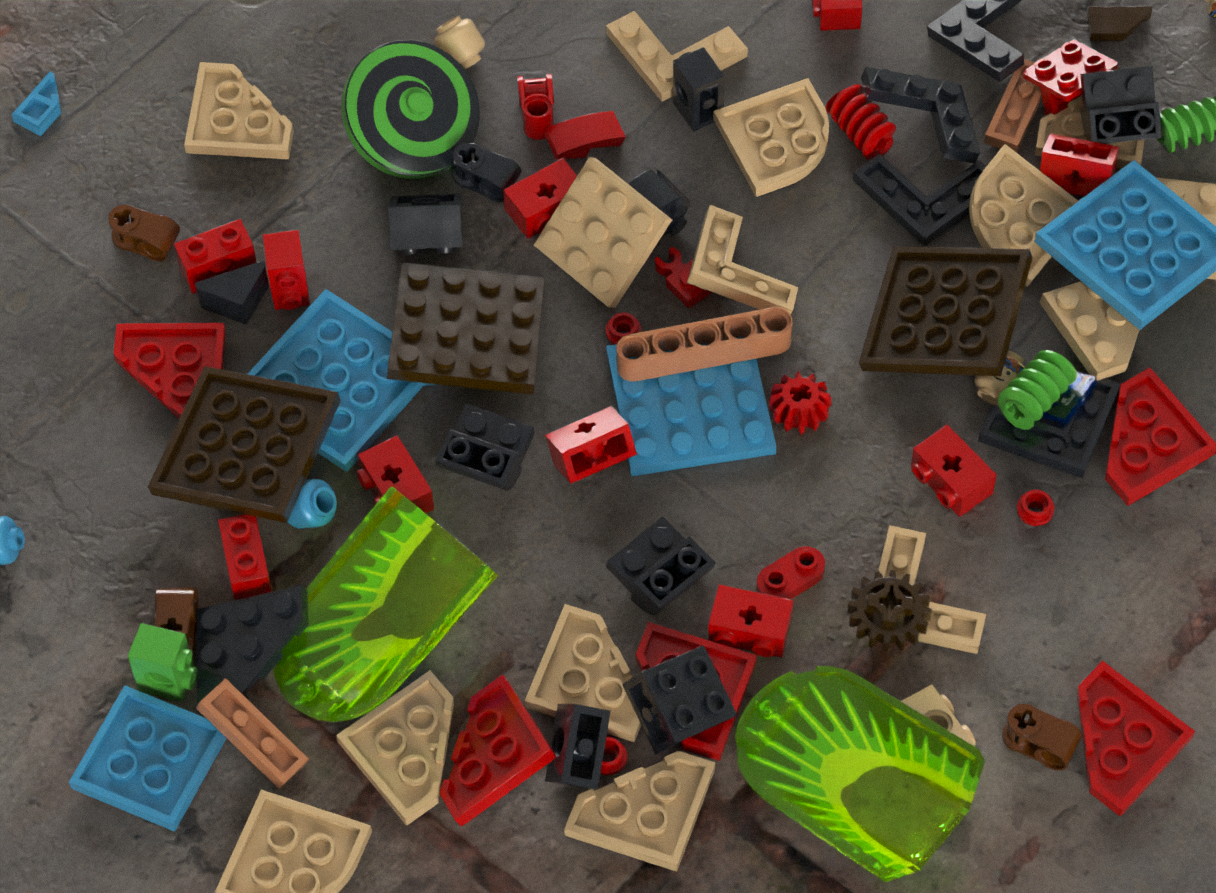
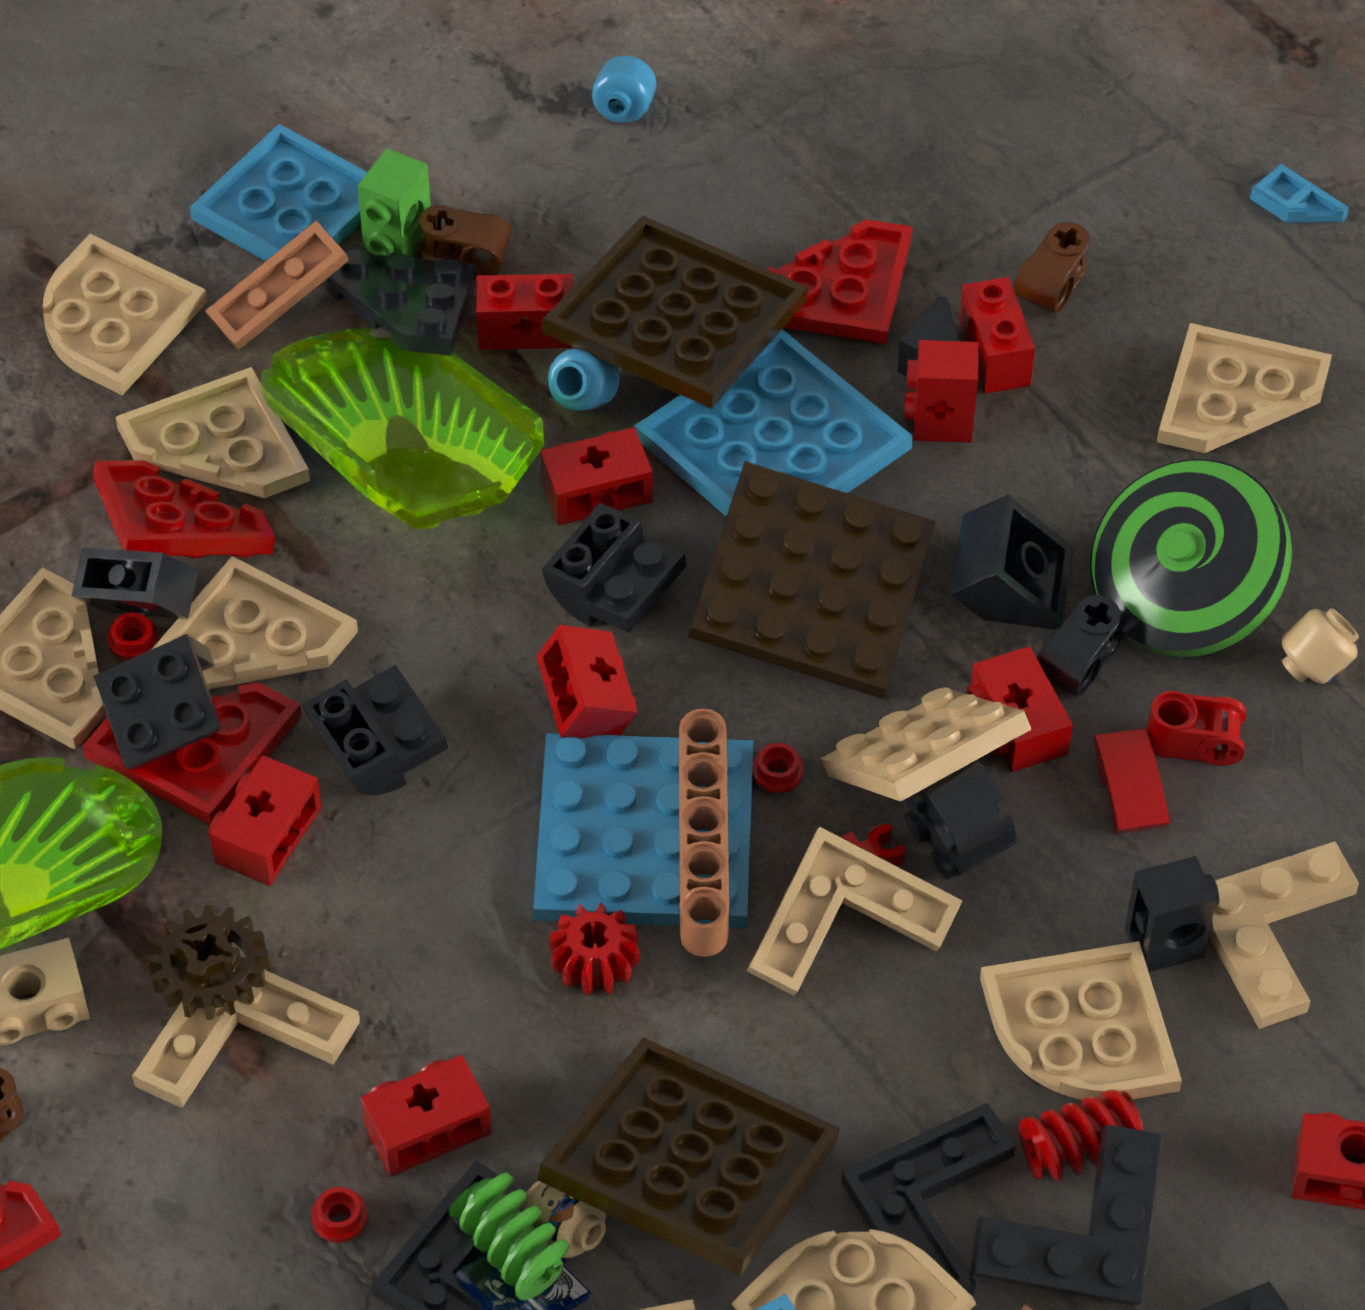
camera: 100 degrees right, 5 degrees down
(794, 576) = (327, 887): red plate -> none

